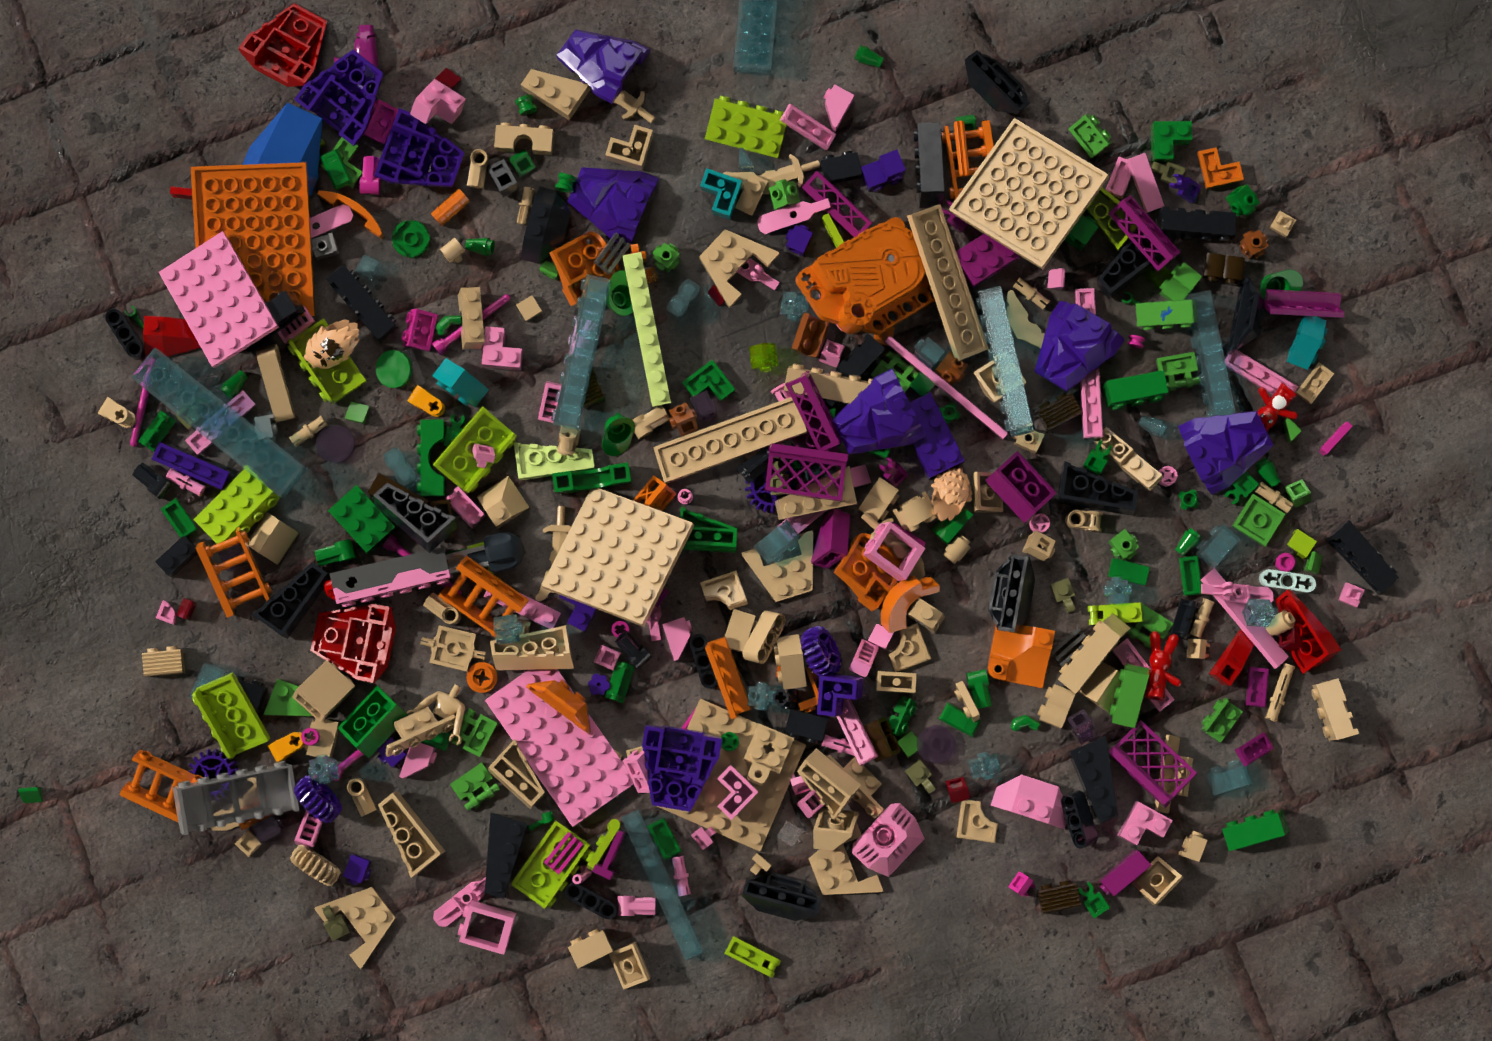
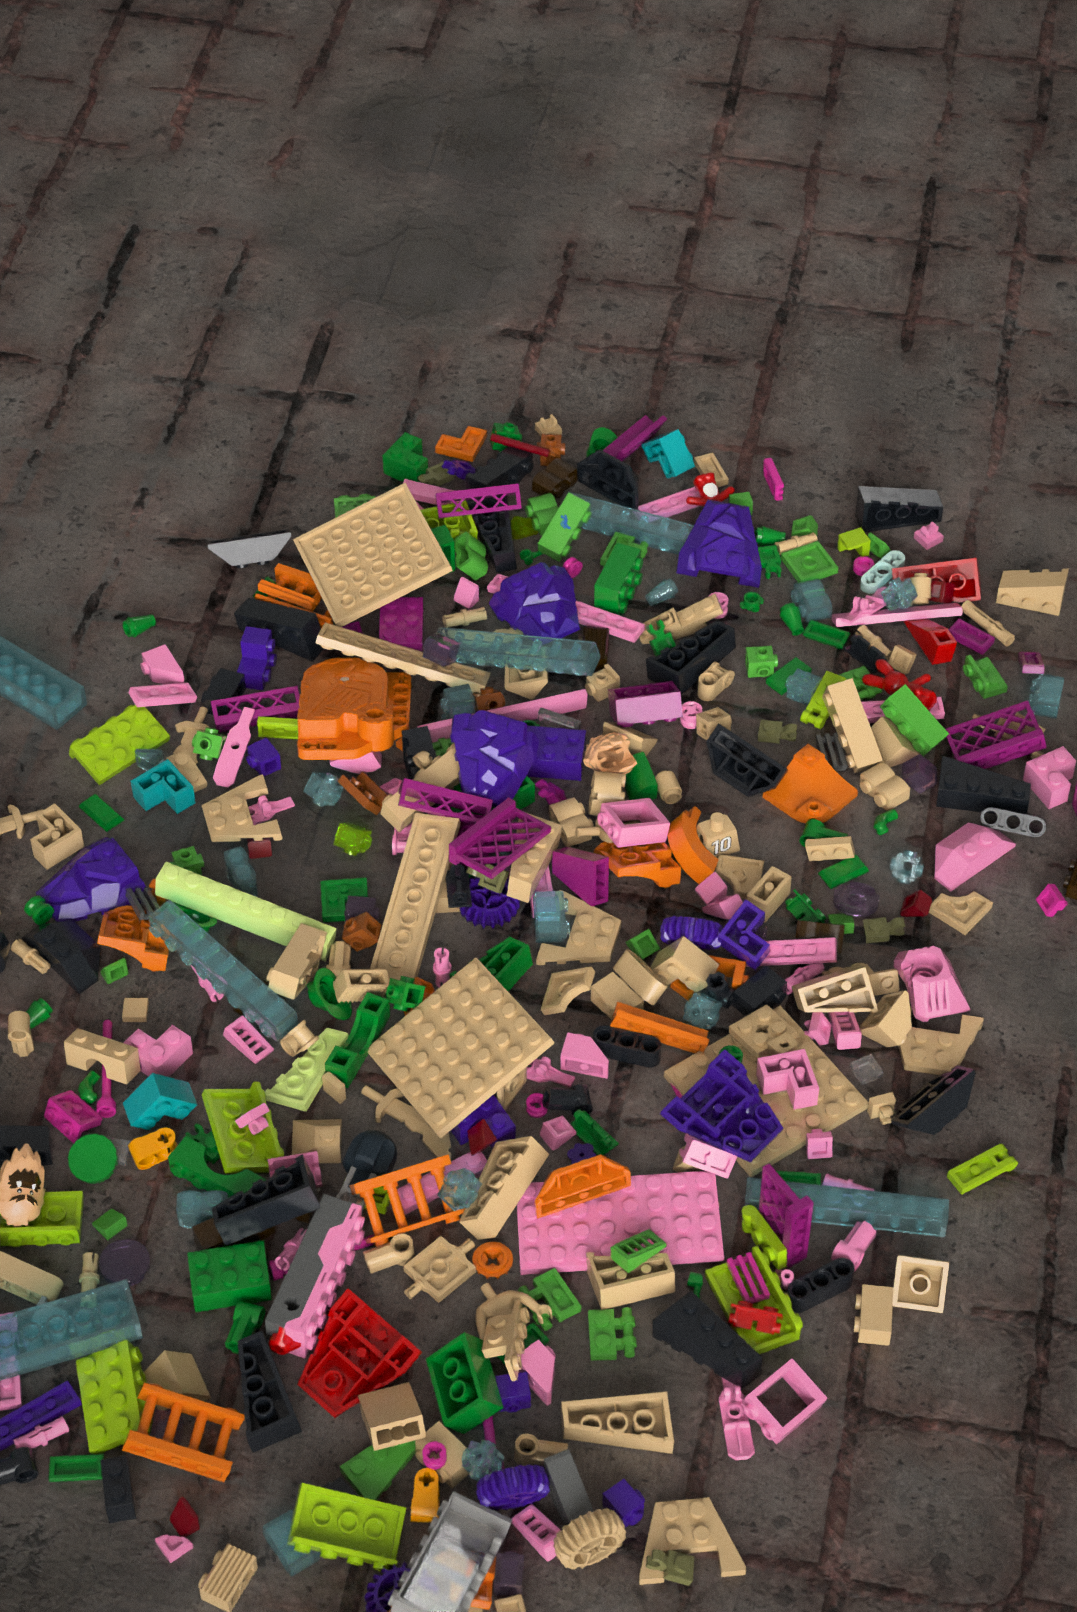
camera: 55 degrees left, 35 degrees down
(338, 834) = (566, 1487): none -> dark grey slope
(404, 547) = (290, 1249): none -> bright pink pin
(534, 866) = (746, 1314): none -> red hinge
(535, 766) = (629, 1262): none -> bright green slope
(547, 487) = (334, 1087): none -> tan tile
(560, 614) = (480, 1137): none -> dark red slope
(621, 398) = (298, 962): none -> tan wedge
(636, 452) = (355, 983): none -> tan brick
(643, 488) = (404, 993): none -> green brick
(680, 159) = (101, 812): none -> green tile
(802, 616) = (643, 944): none -> bright green slope
(851, 366) = (422, 759): none -> tan hinge
(967, 433) = (555, 720): none -> clear tile
(973, 304) = (440, 649): none -> clear purple brick
(1093, 258) = (470, 556): none -> bright green brick
(1234, 221) = (520, 445): none -> dark red bar

